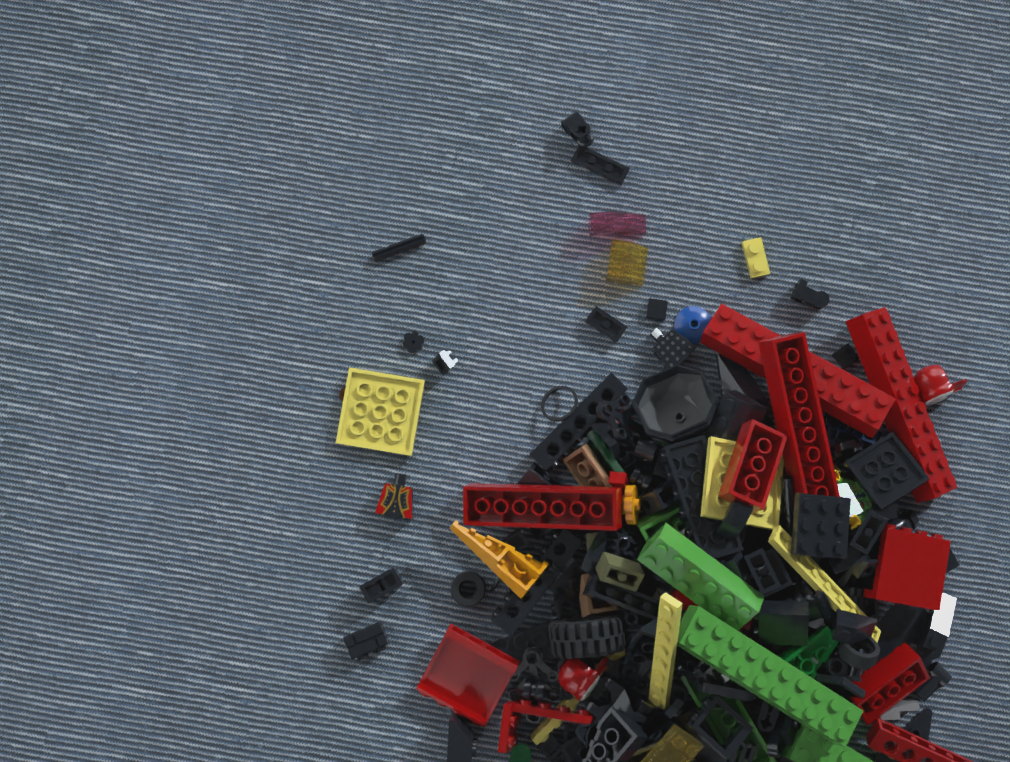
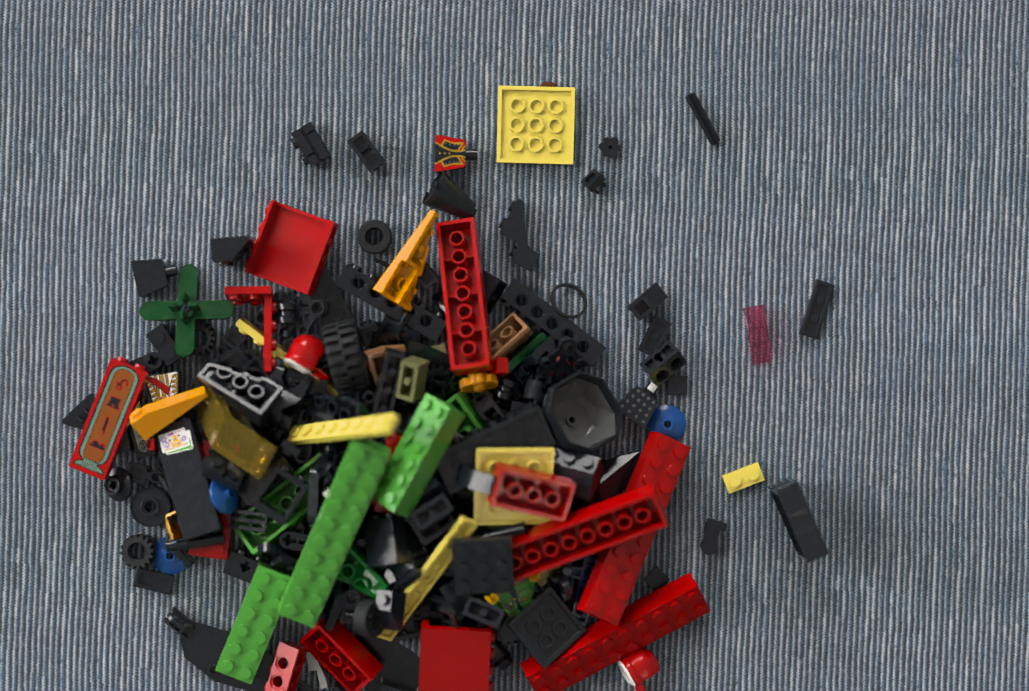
camera: 85 degrees right, 5 degrees up
(440, 508) = (449, 198): none -> black cone
(480, 447) = (514, 228): none -> black arch
(571, 326) = (647, 302): none -> black slope
(578, 129) = (850, 279): black piece -> none
(626, 262) = (719, 349): clear yellow slope -> none
(634, 318) = (663, 363): none -> black brick
(809, 205) = (798, 519): none -> black tile

